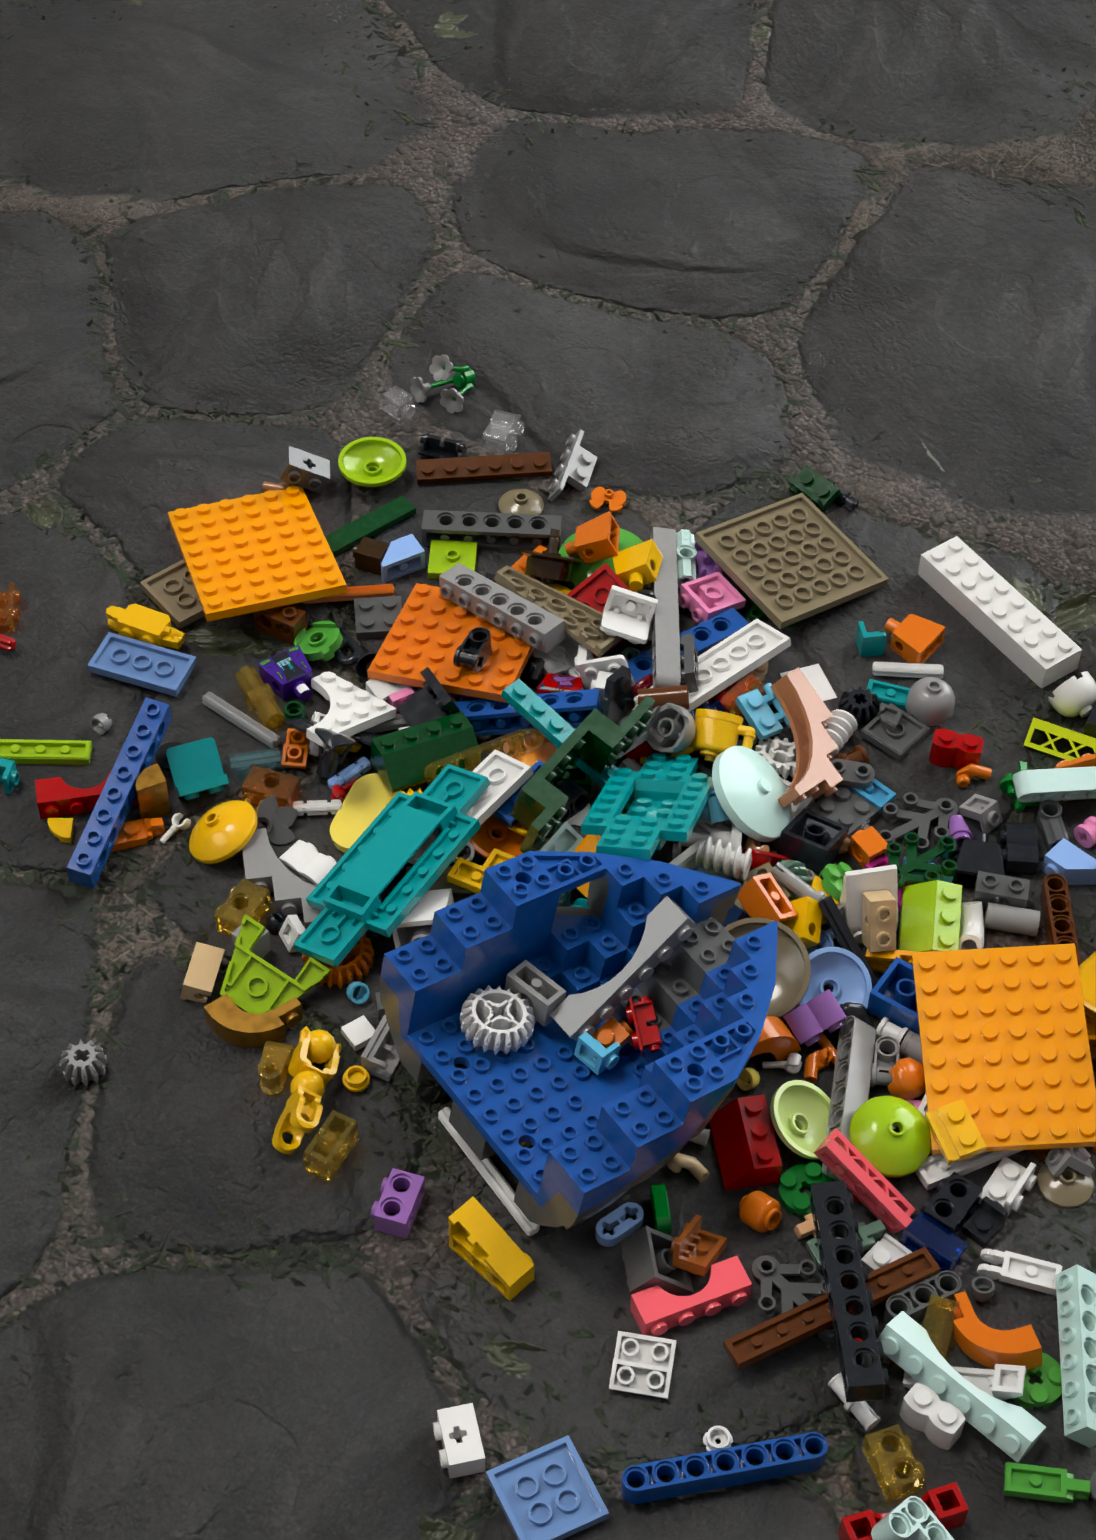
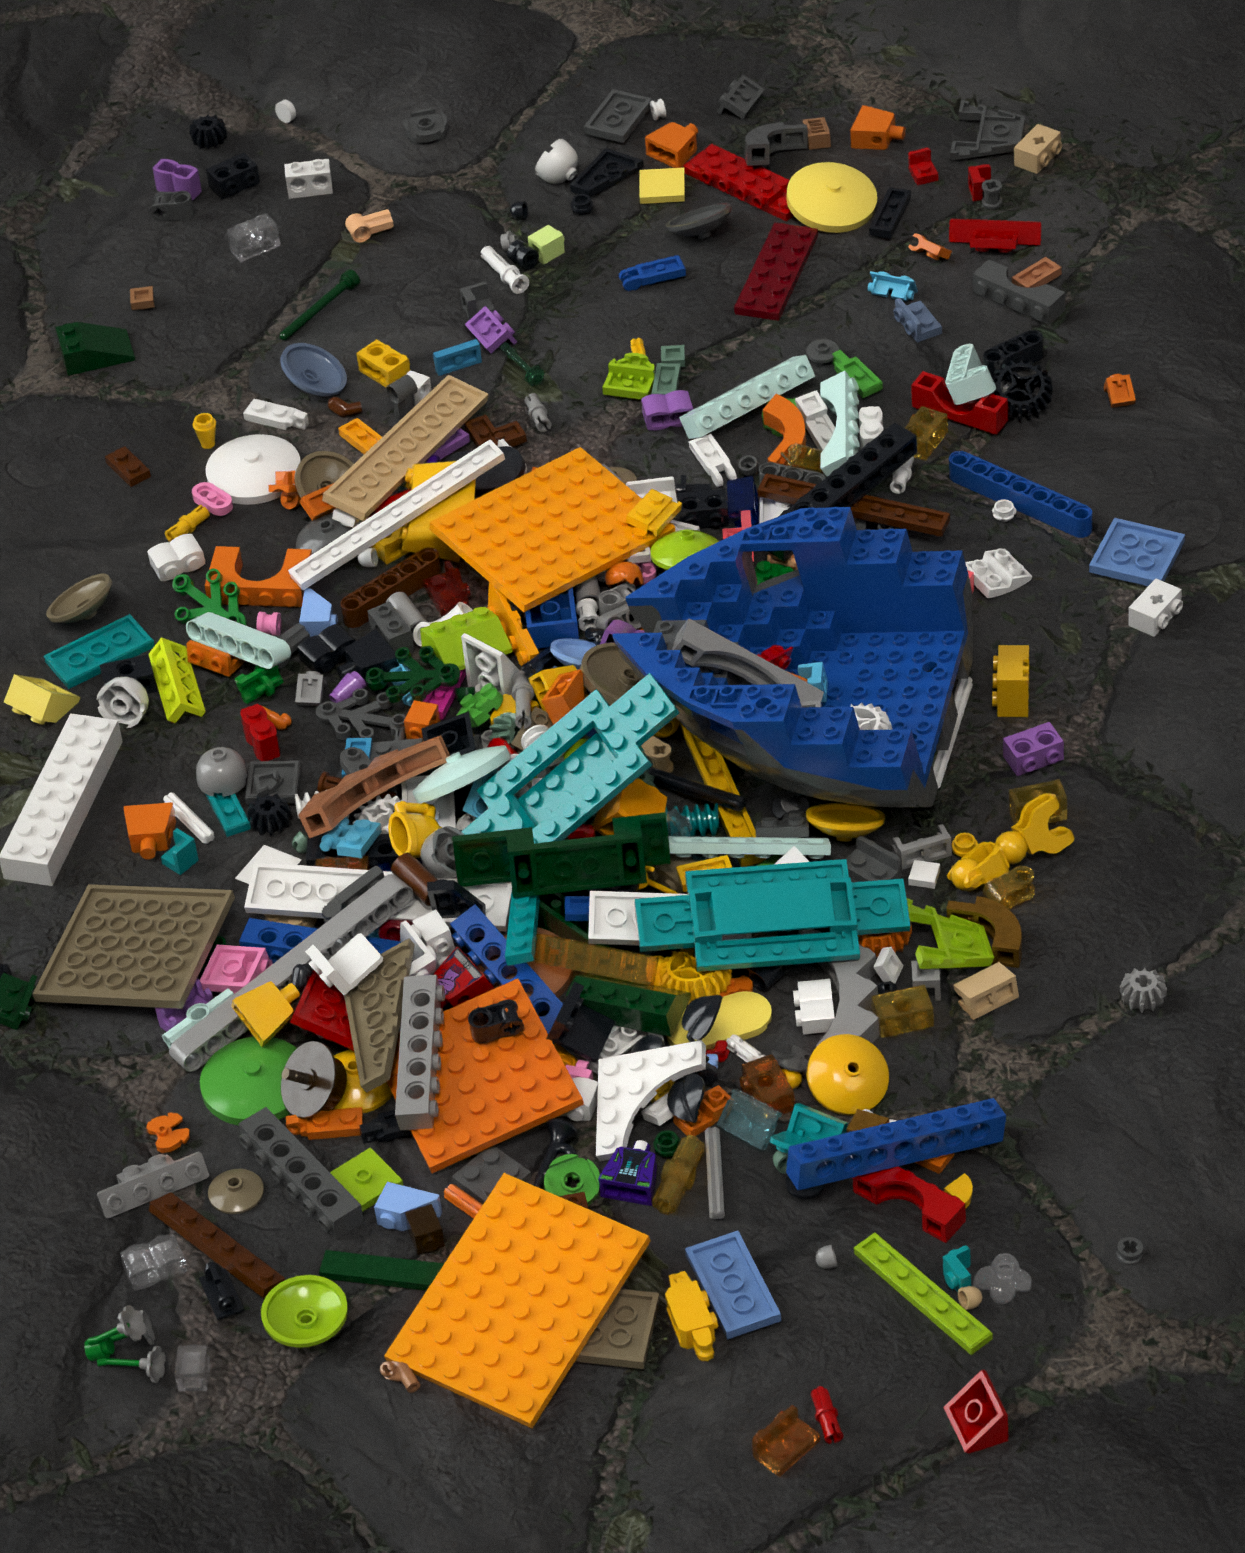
camera: 125 degrees left, 5 degrees down
(304, 469) = (370, 1350): dark grey brick -> none
(596, 539) = (257, 1061): orange torso -> none
(879, 920) = (511, 640): tan brick -> none

